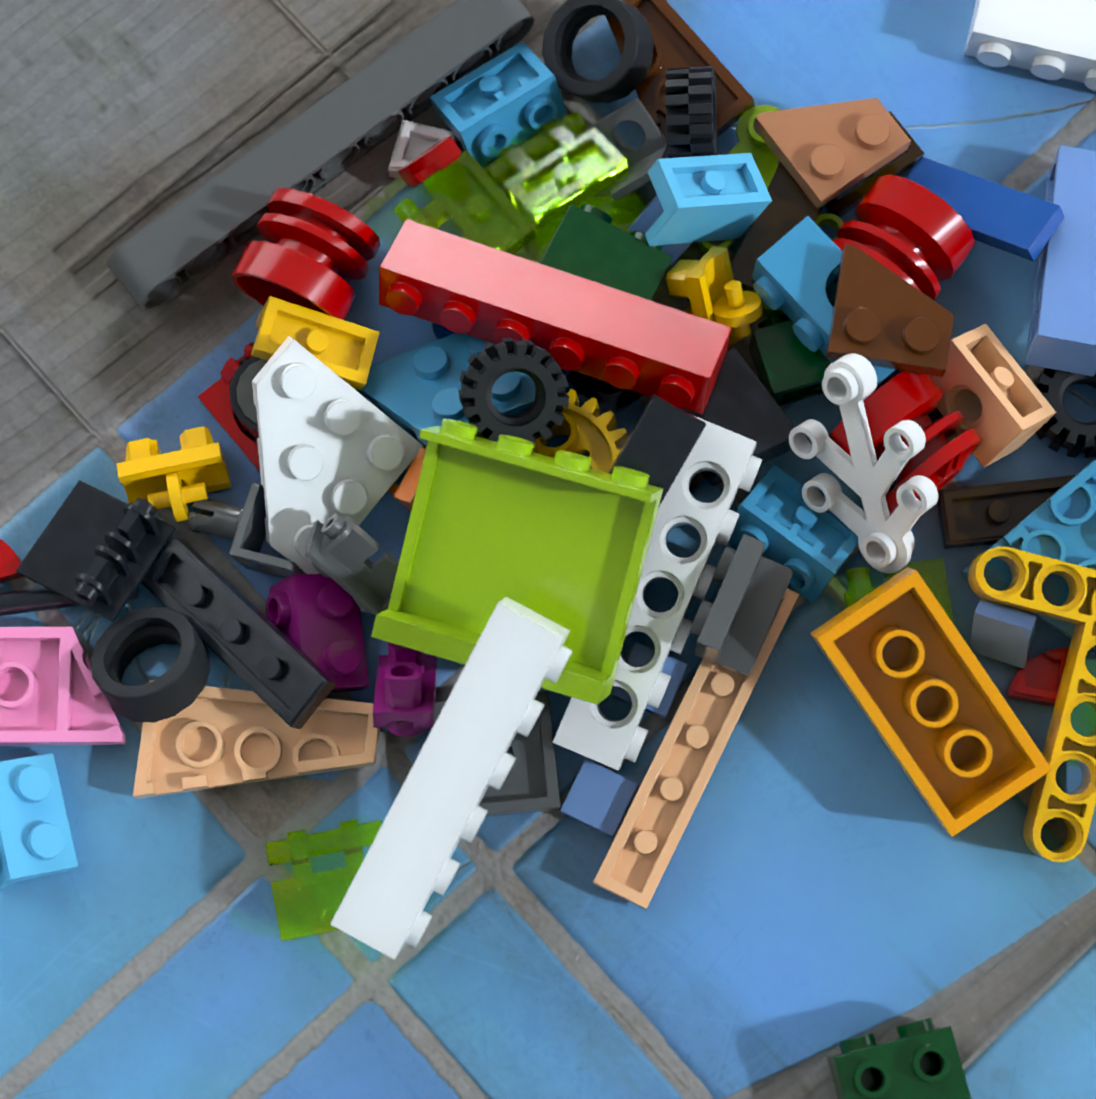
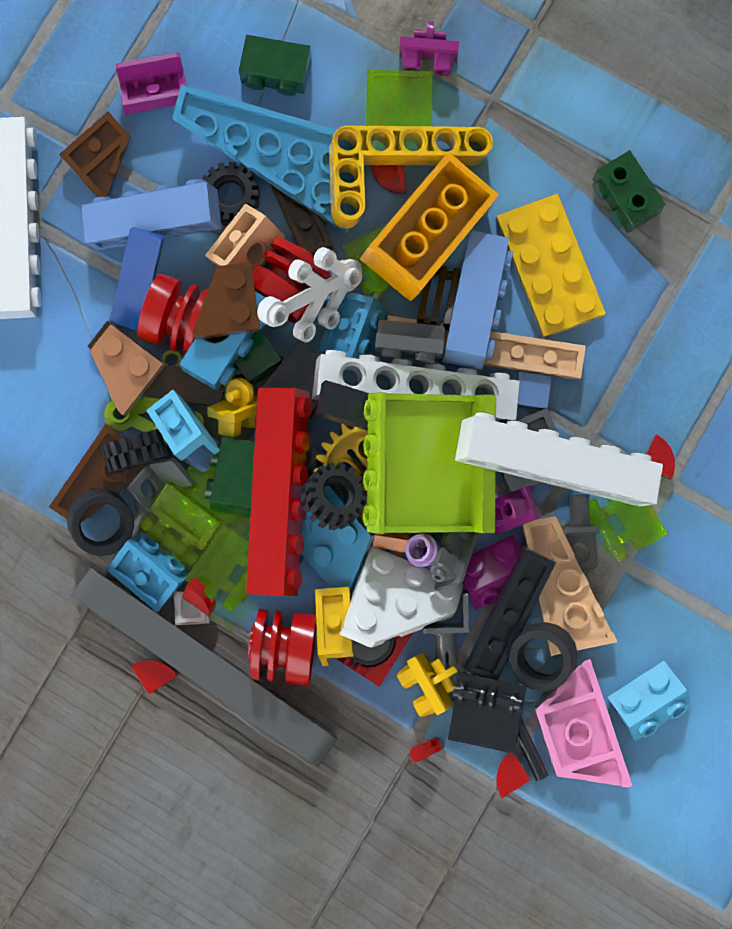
camera: 105 degrees left, 5 degrees up
(74, 436) = (425, 749): none -> red tile
(337, 63) = (153, 674): none -> red tile
(337, 798) = (580, 528): none -> dark grey bracket
(385, 520) = (422, 550): none -> lavender cone
(416, 976) = (662, 453): none -> red tile
(780, 744) = (476, 300): none -> medium blue brick
(807, 899) = (550, 266): none -> yellow plate
(846, 710) = (442, 274): none -> dark brown tile
(1002, 633) = (376, 201): medium blue tile -> none

